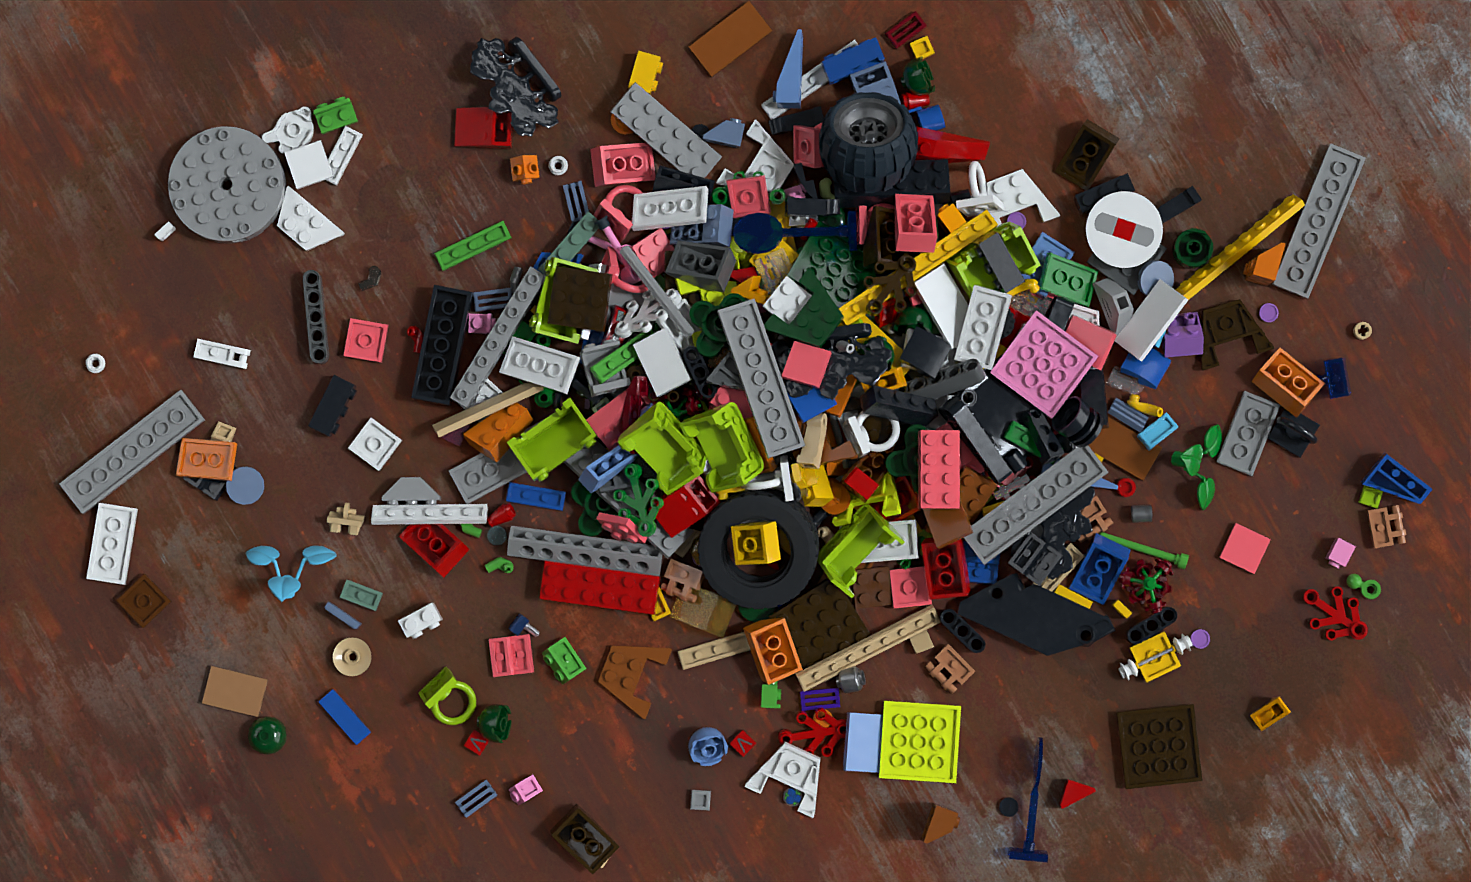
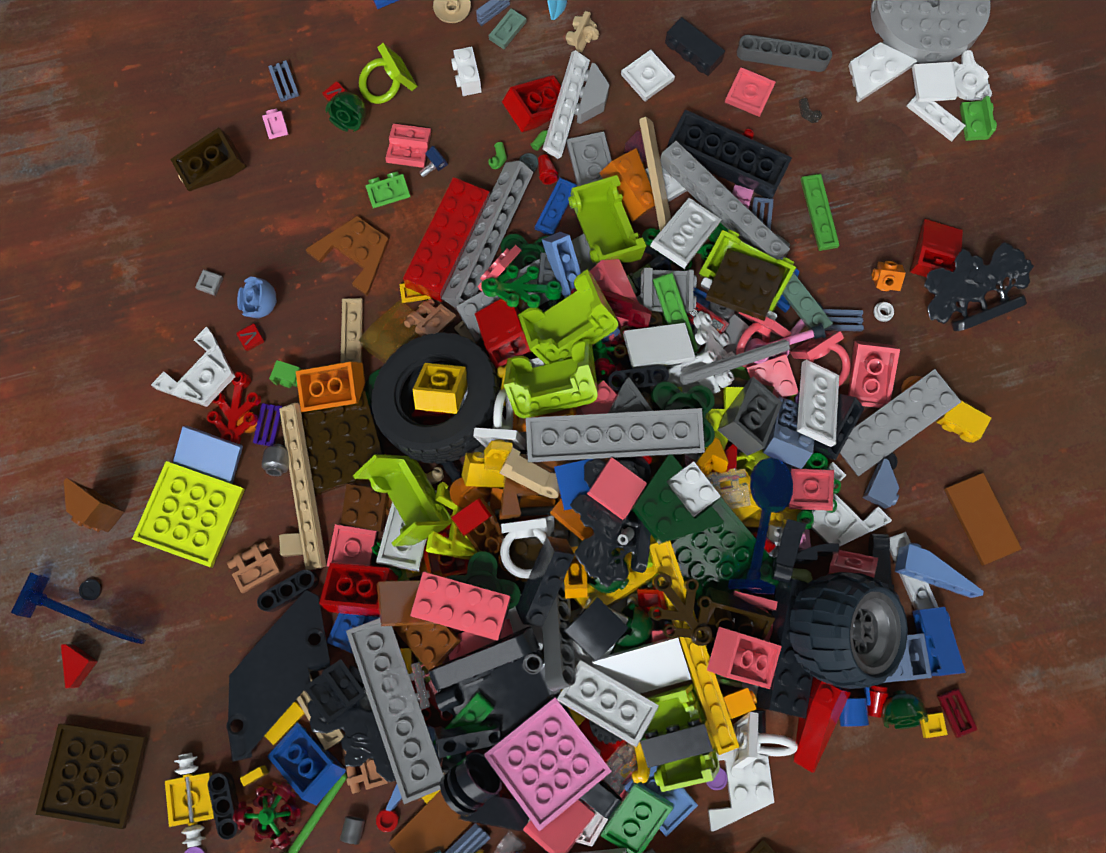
camera: 105 degrees right, 10 degrees down
(792, 796) = (178, 370): tile -> none

